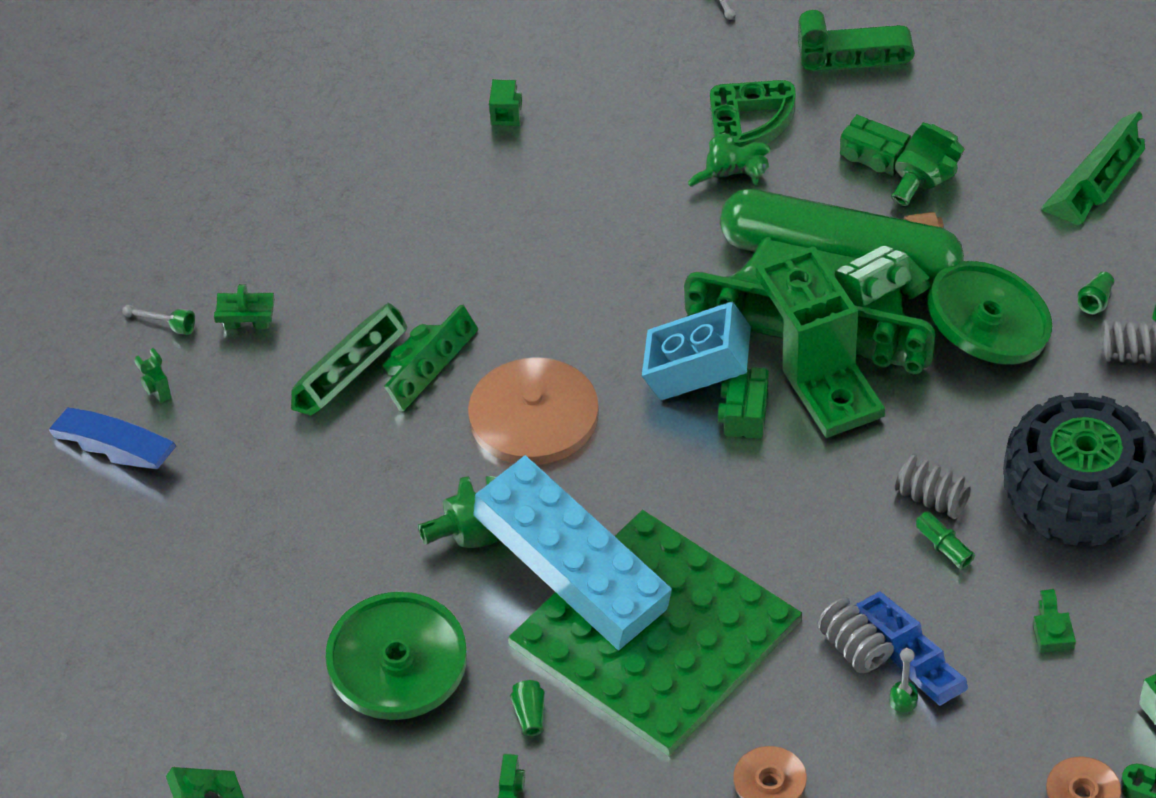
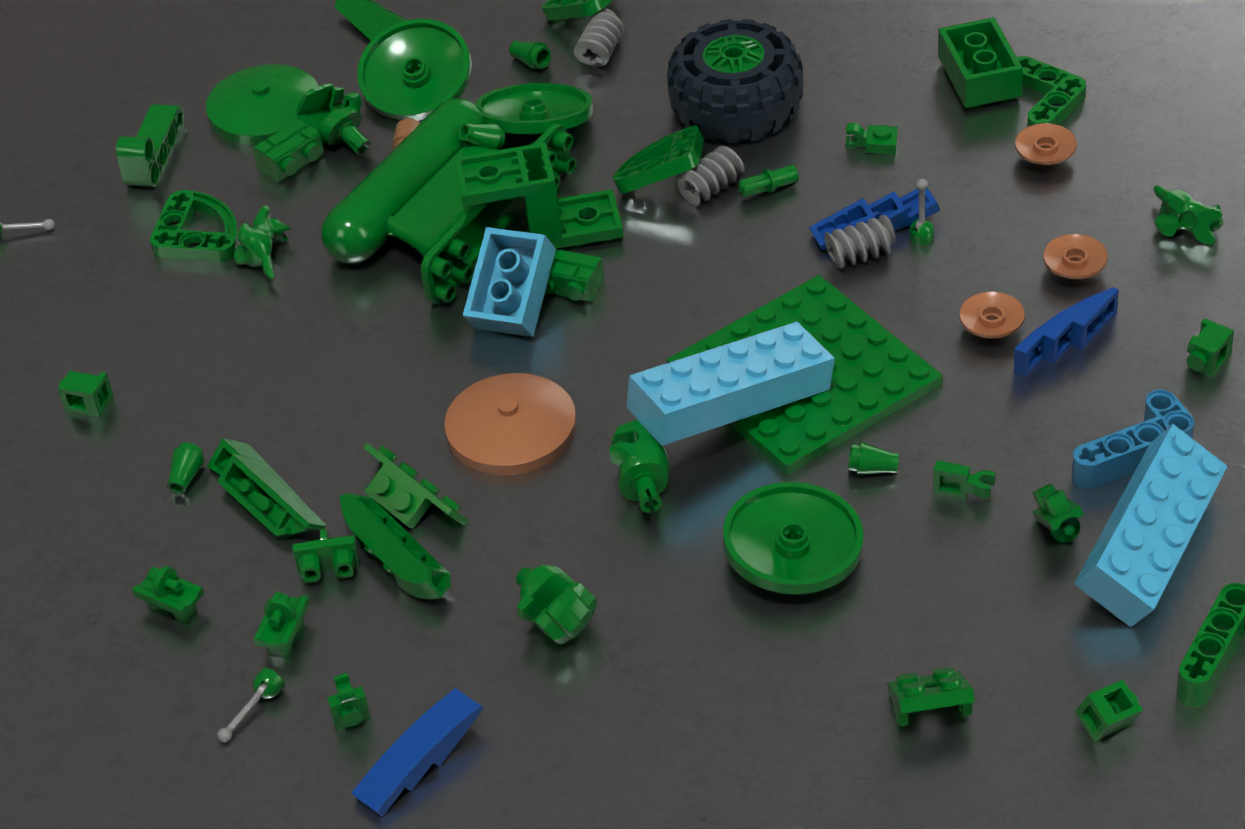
camera: 75 degrees left, 5 degrees down
(267, 226) = (168, 592): none -> green hips
(287, 488) = (554, 602): none -> green piece
(336, 317) = (326, 554): none -> green hips
(412, 254) = (262, 490): none -> green wedge
(428, 195) = (185, 464): none -> green cone
(874, 275) = (486, 135): green brick -> none
(957, 101) = (257, 102): none -> green dish
(964, 447) = (661, 160): none -> green beam
(1022, 203) = (414, 68): none -> green dish

